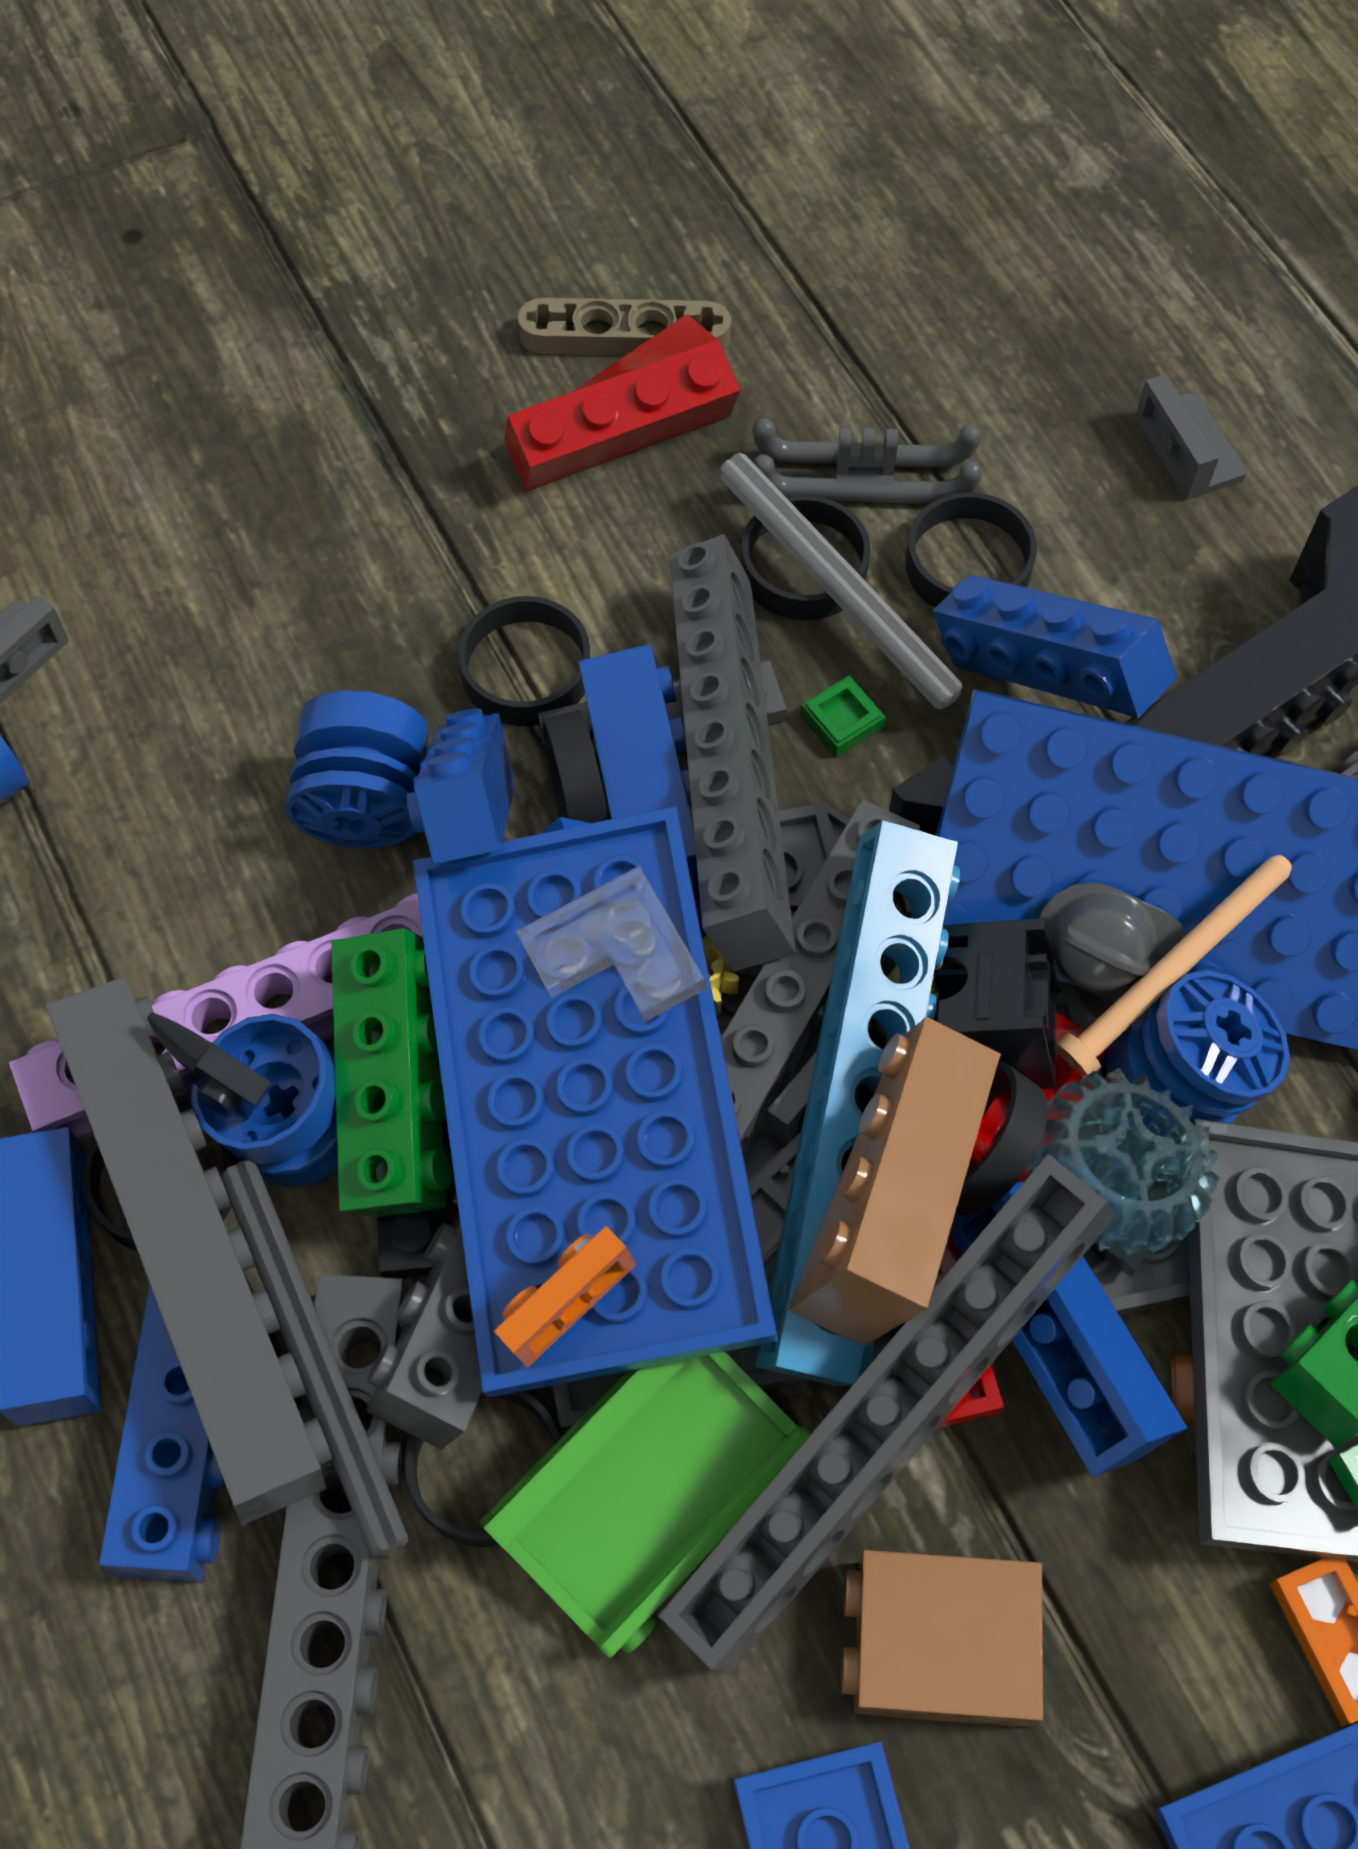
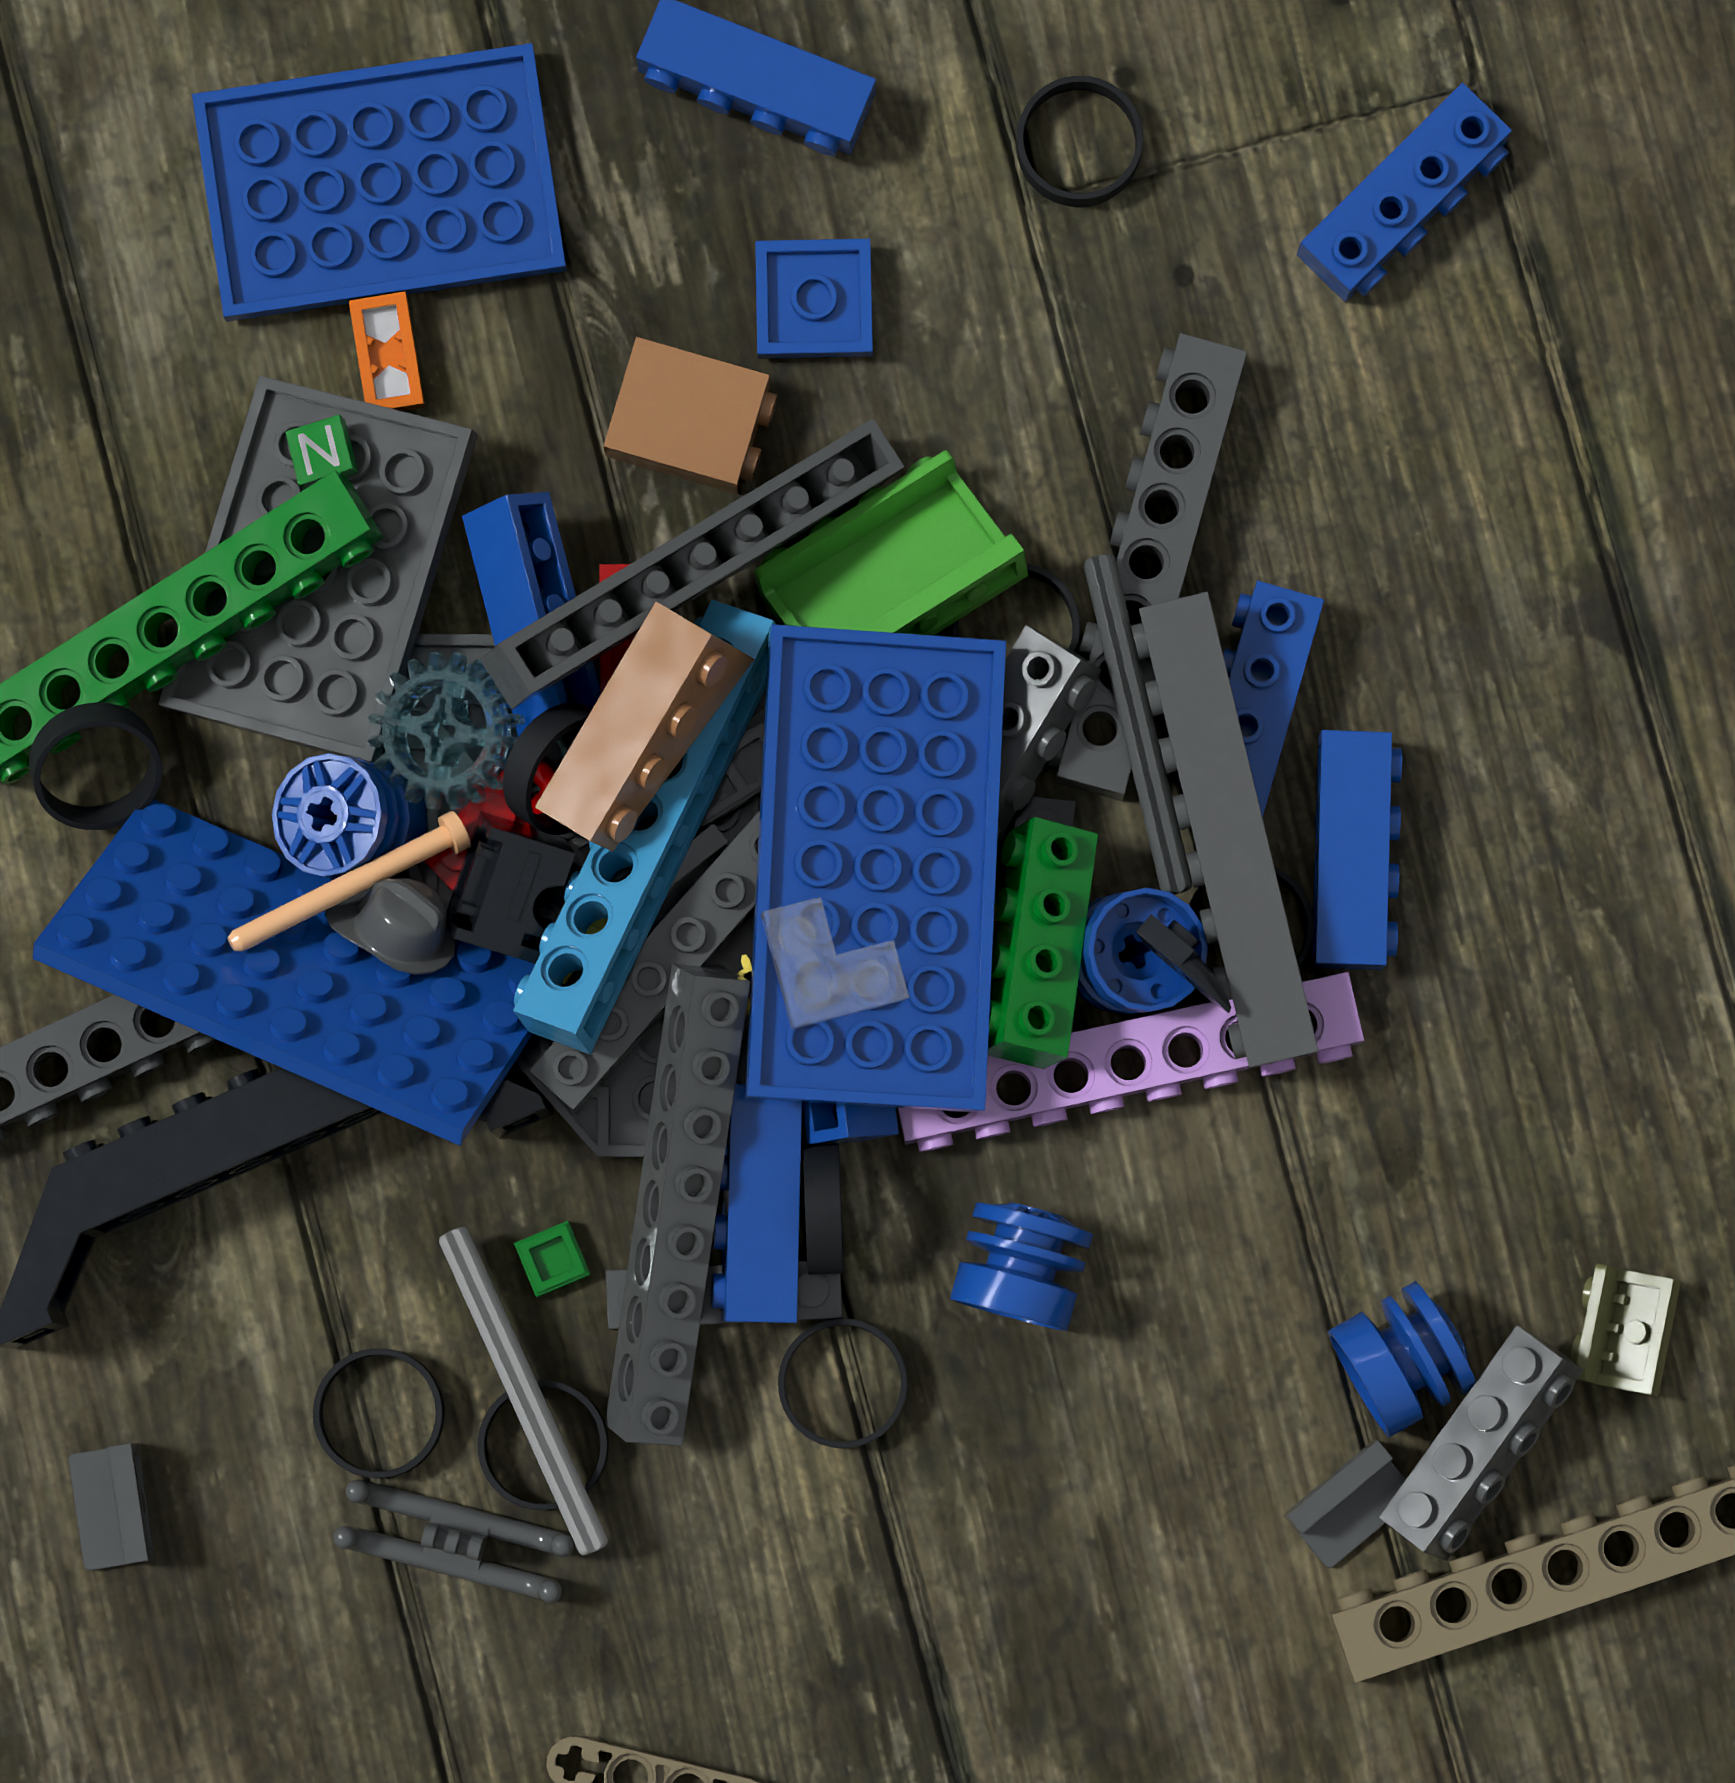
camera: 165 degrees left, 20 degrees up
(463, 787) = (925, 1195): blue brick -> none
(544, 1314) = (907, 699): orange piece -> none
(642, 399) = (683, 1659): red wedge -> none
(1056, 644) = (349, 1243): blue brick -> none
(1181, 1385) = (447, 563): dark orange tile -> none

